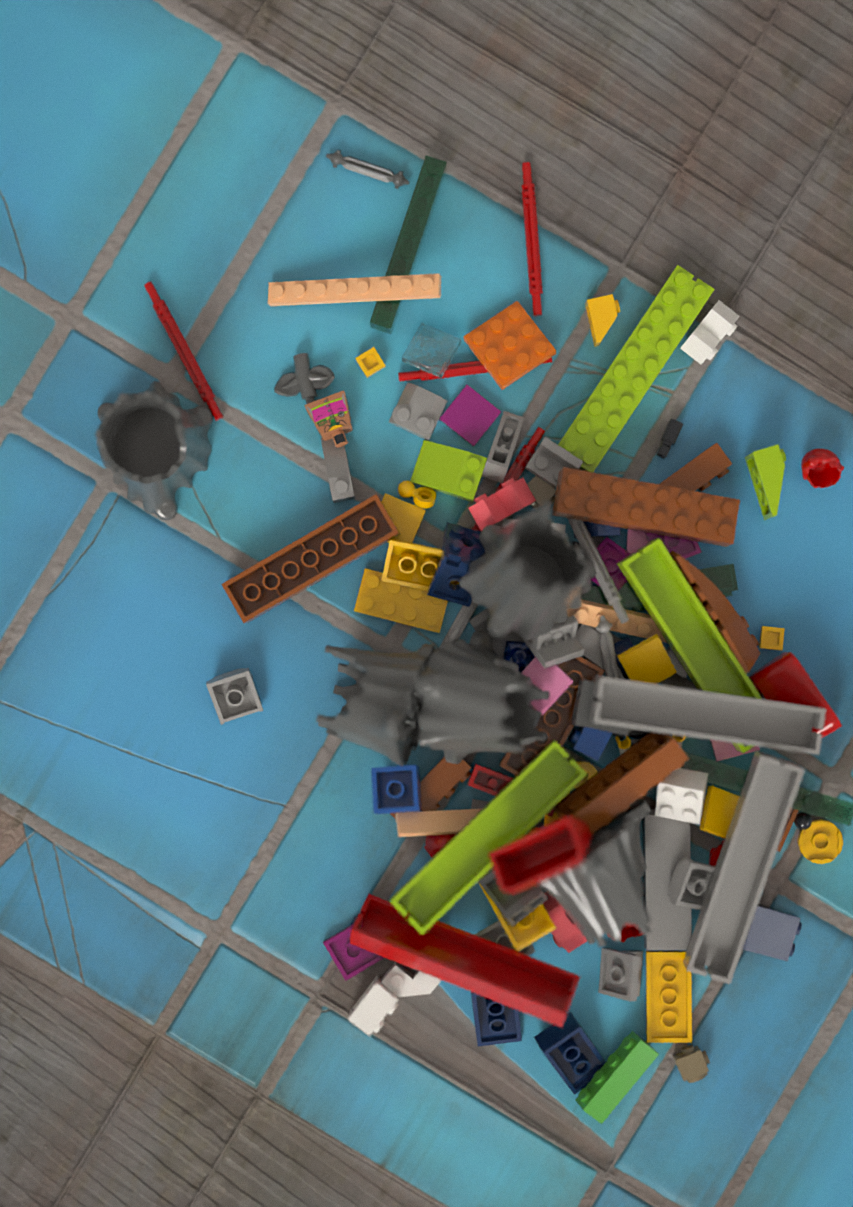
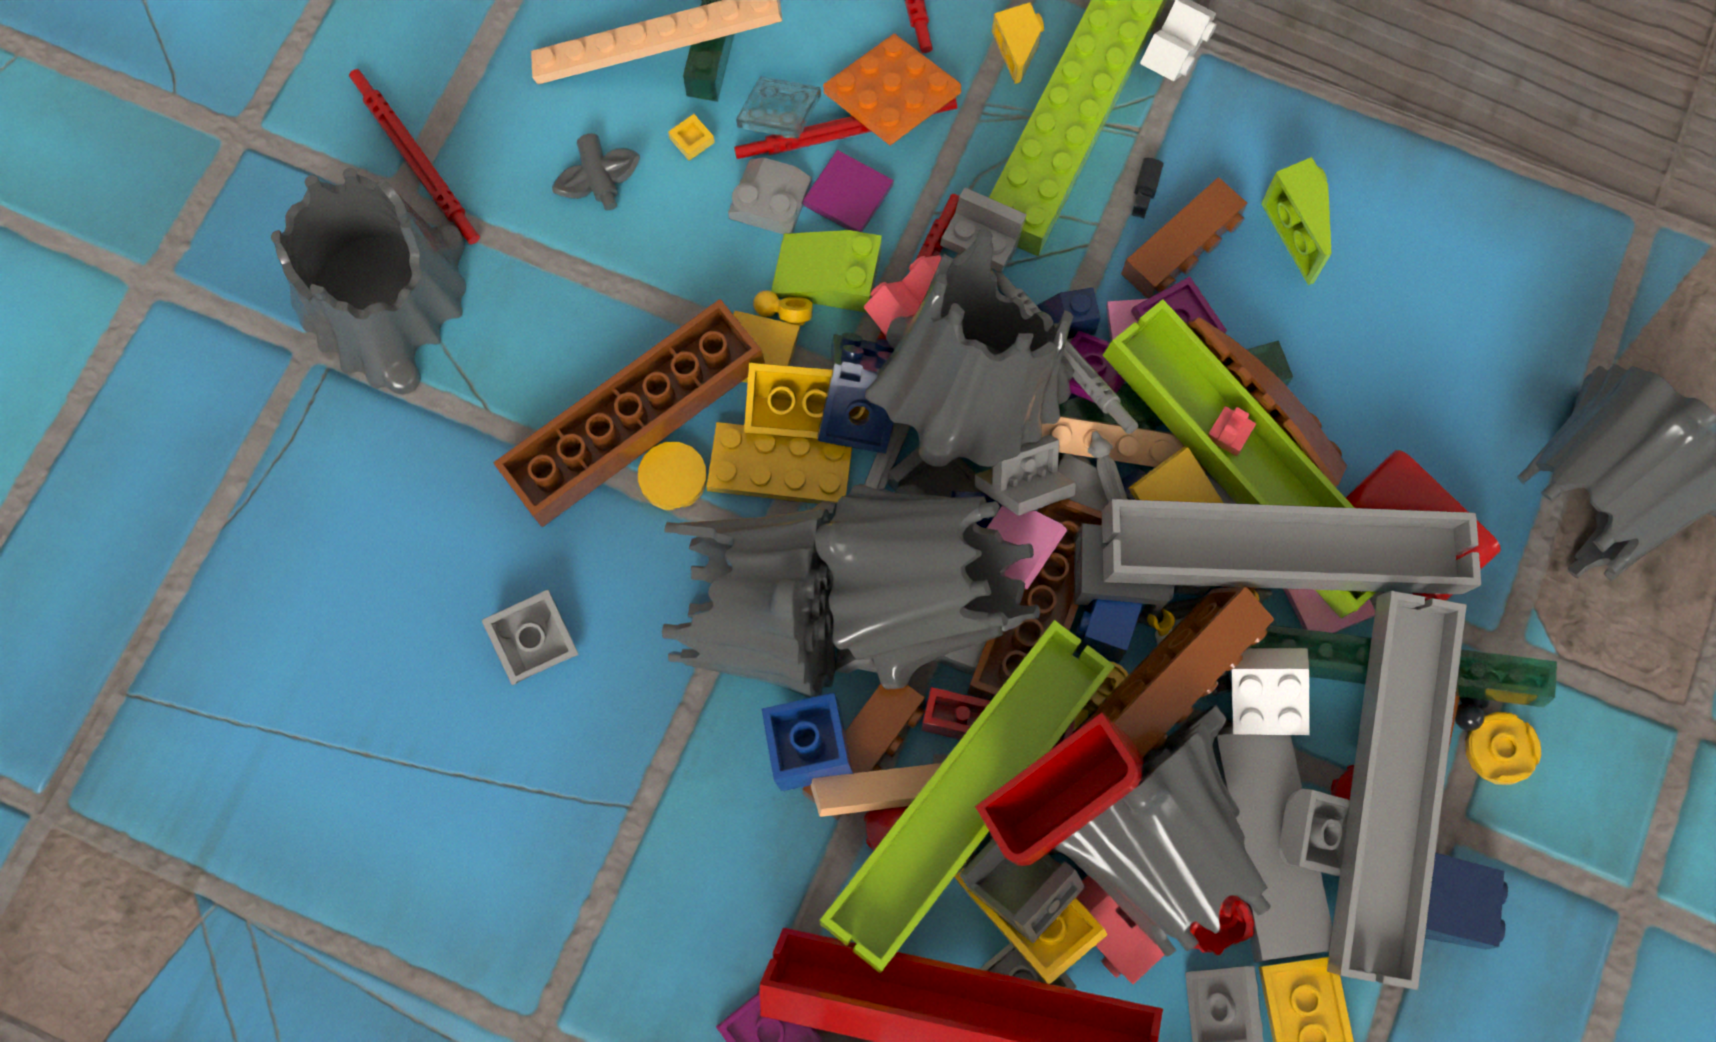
camera: 10 degrees left, 15 degrees down
(331, 417) = (640, 214): torso -> none
(332, 599) = (672, 475): none -> yellow tile
(338, 472) = (660, 288): light grey slope -> none
(503, 447) = (902, 228): light grey slope -> none
(646, 507) = (1133, 267): dark orange brick -> none
(688, 627) = (1231, 430): none -> coral tile
(718, 811) = (1334, 716): yellow tile -> none
(771, 638) = (1358, 445): yellow plate -> none
(821, 468) = (1379, 195): red hair -> none

